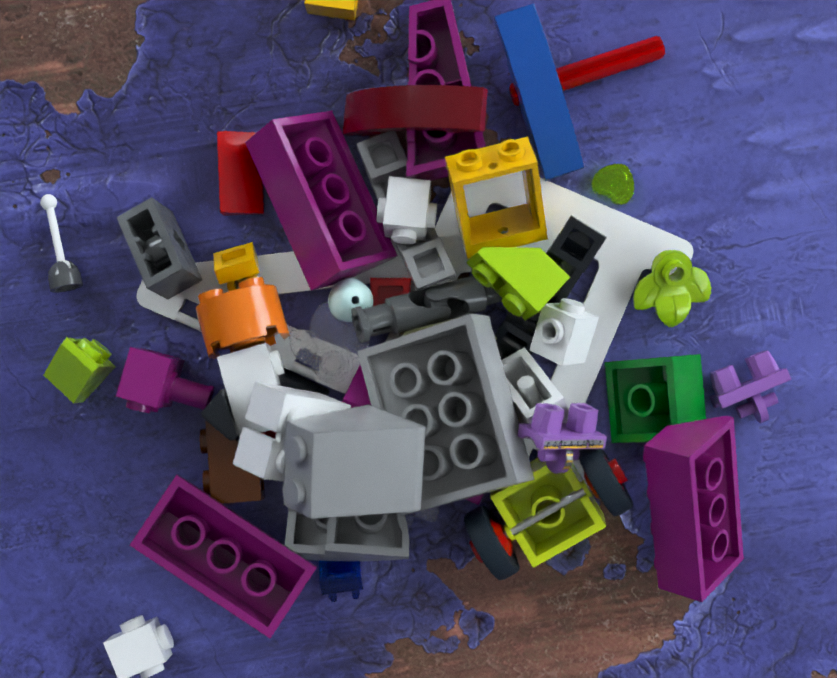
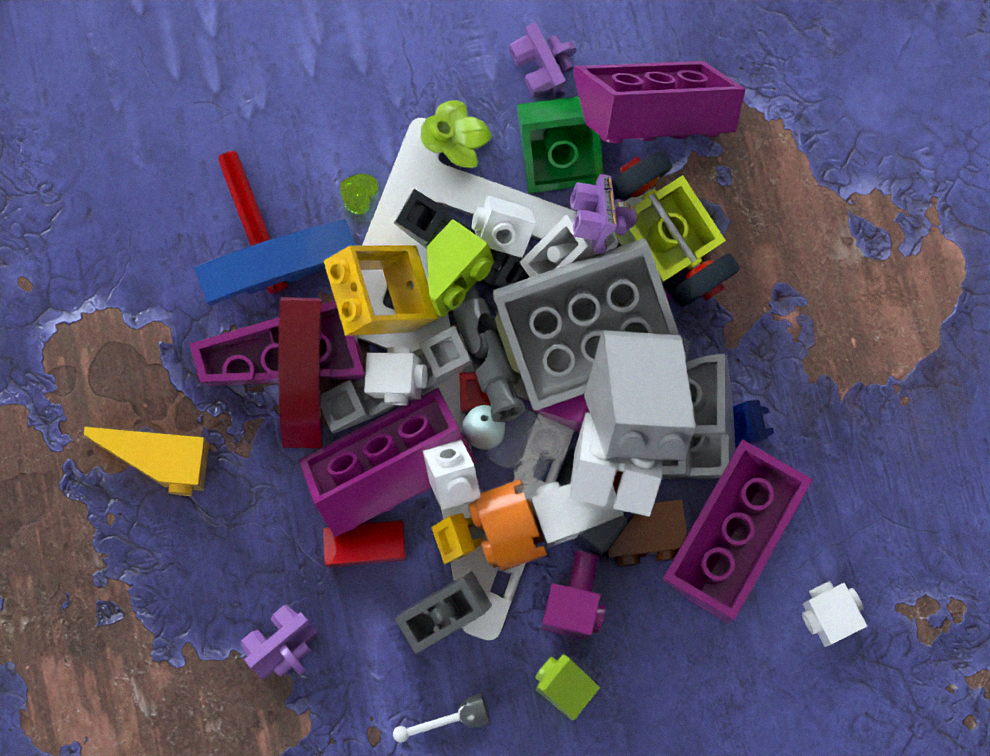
camera: 90 degrees left, 10 degrees down
(135, 88) = (283, 648): none -> medium lavender hips
(284, 263) = (451, 474): none -> white brick

